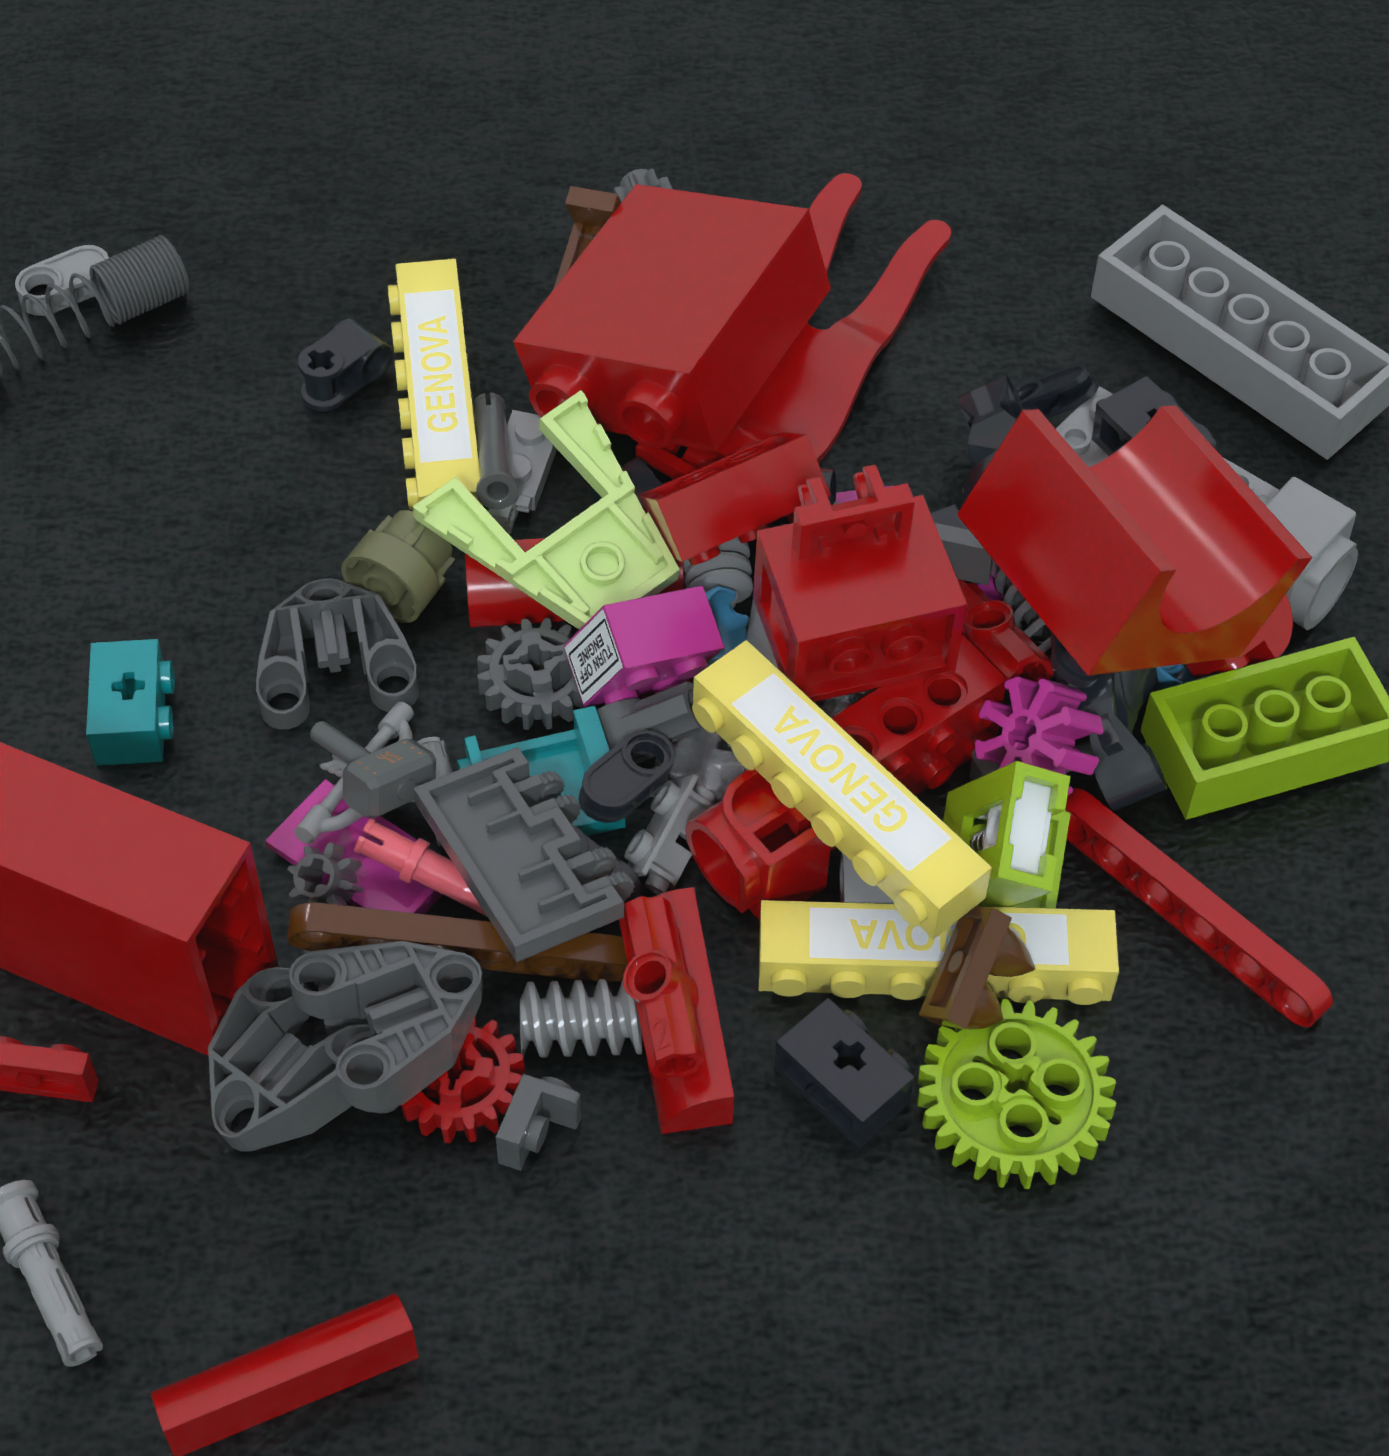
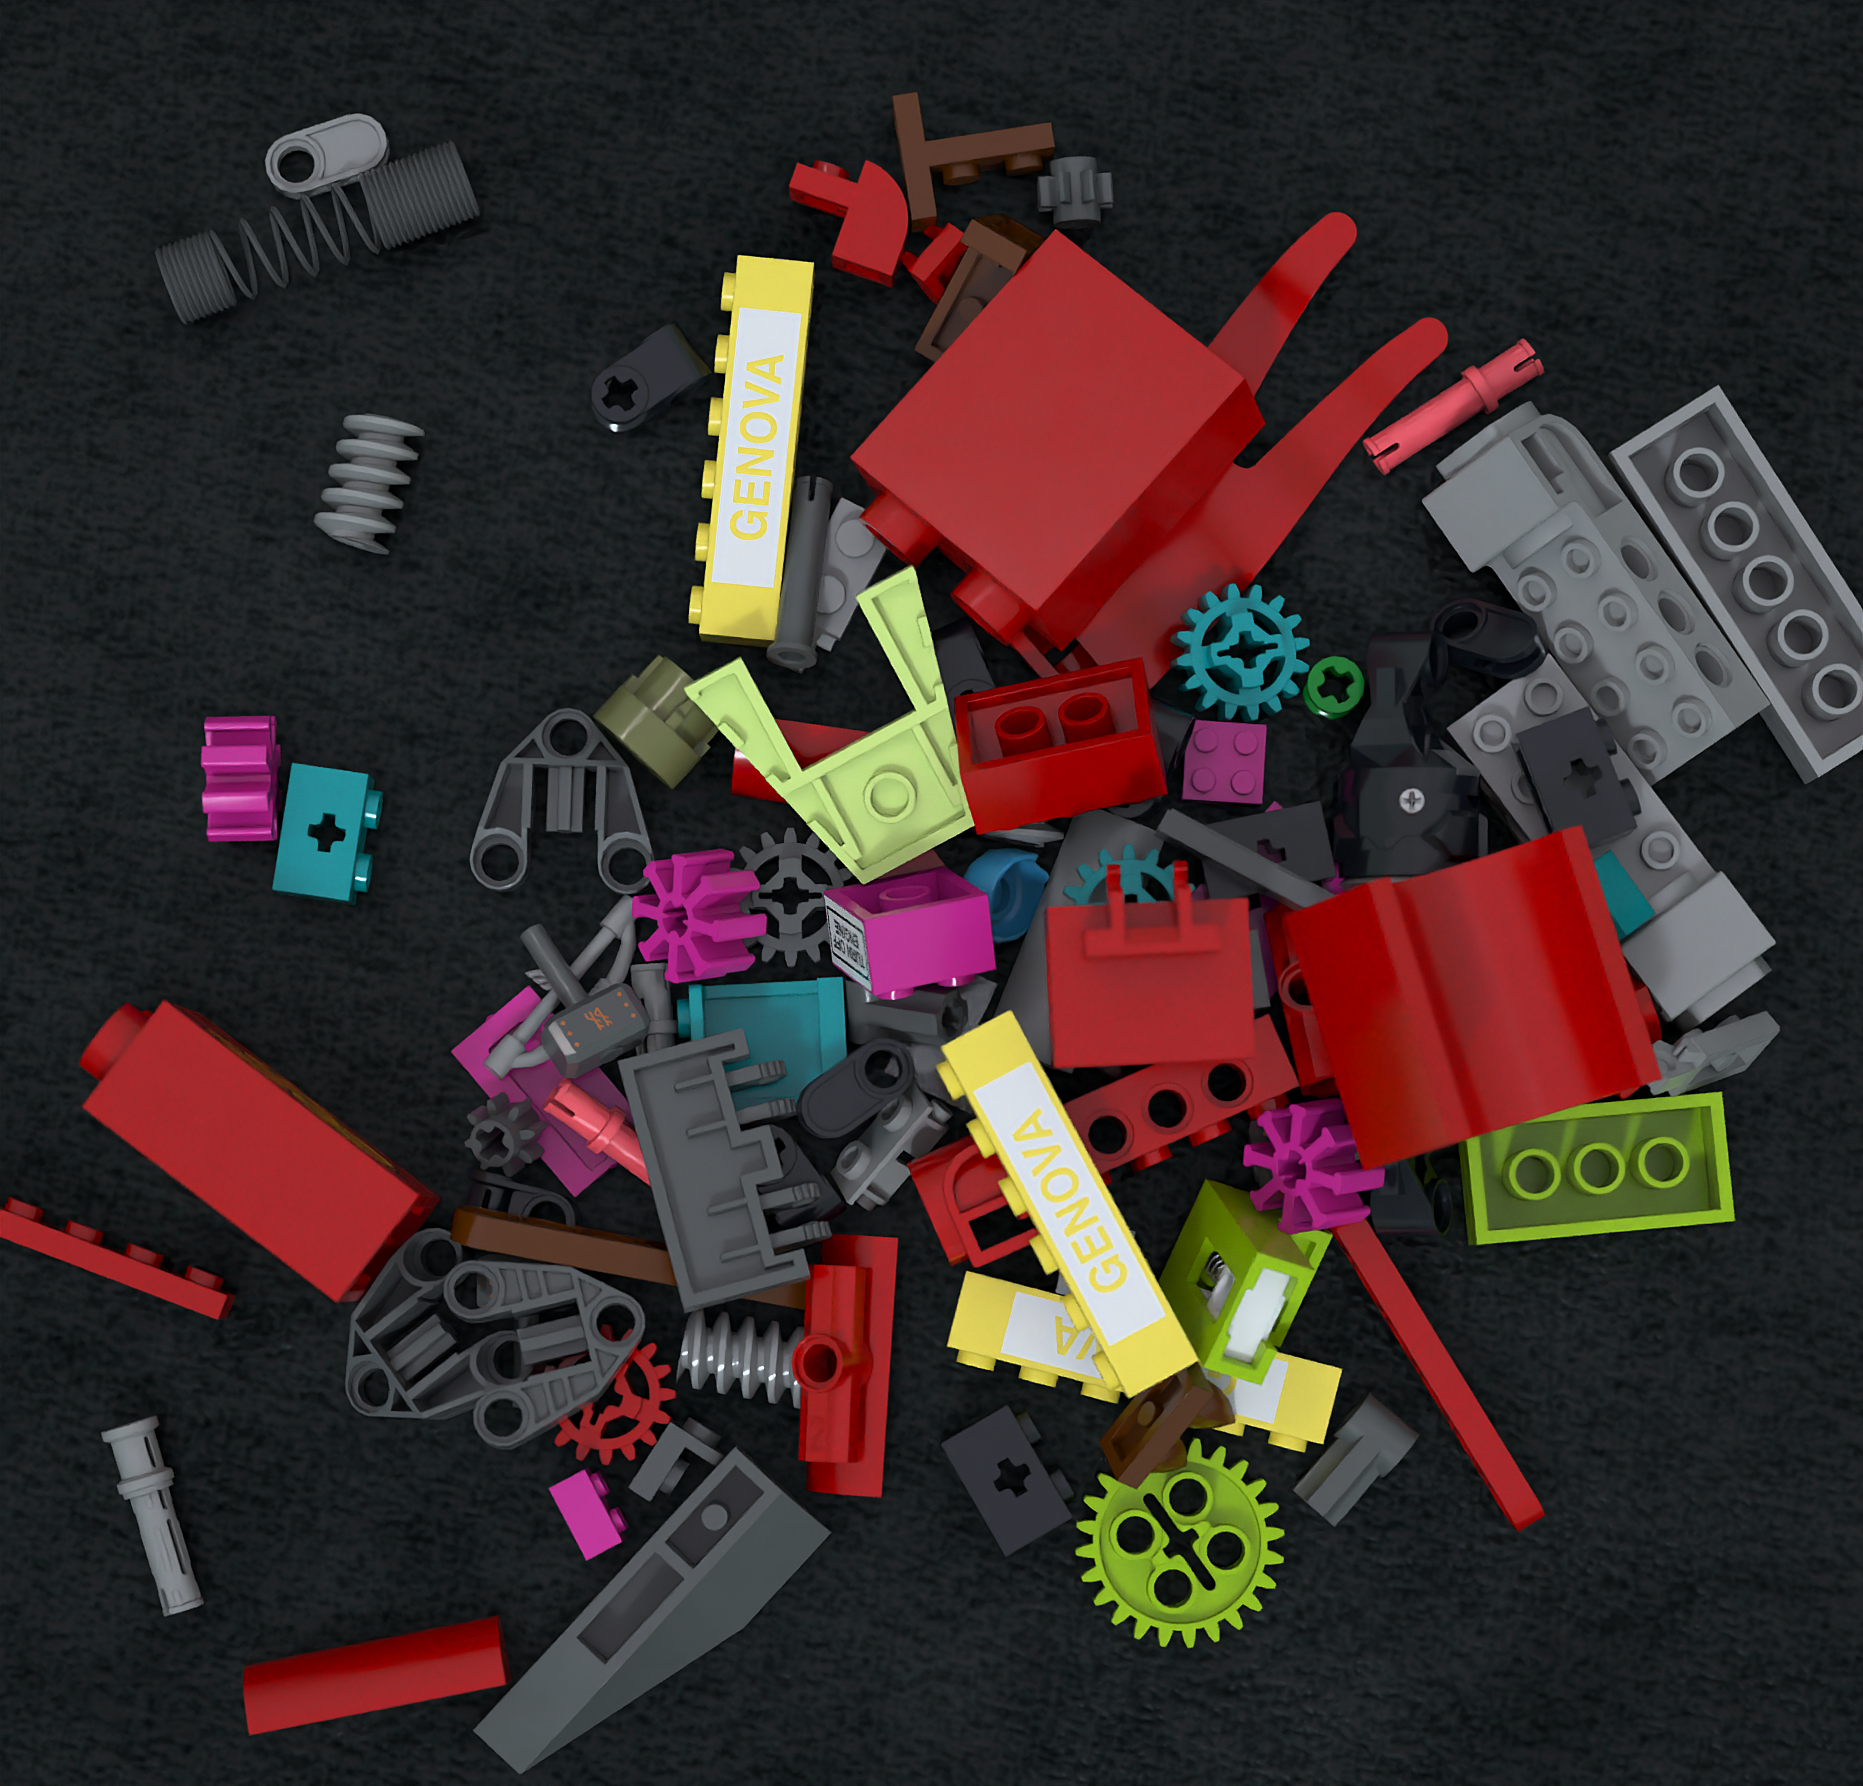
camera: 10 degrees right, 30 degrees up
(48, 663) = (241, 778): none -> dark pink gear
(127, 458) = (367, 480): none -> light grey piece
(461, 683) = (699, 915): none -> dark pink gear
(463, 1176) = (589, 1512): none -> dark pink piece
(486, 235) = (874, 216): none -> red brick
(543, 196) = (960, 157): none -> reddish brown bracket
(546, 1250) = (663, 1610): none -> dark grey wedge
(548, 254) = (938, 261): none -> red tile
(858, 440) = (1238, 628): none -> teal gear
(938, 449) = (1337, 669): none -> green bush
(982, 266) = (1475, 392): none -> coral pin
(1081, 313) = (1598, 586): none -> light grey brick
(1153, 985) = (1364, 1447): none -> dark grey piece
(1329, 616) = (1712, 1055): none -> light grey hinge

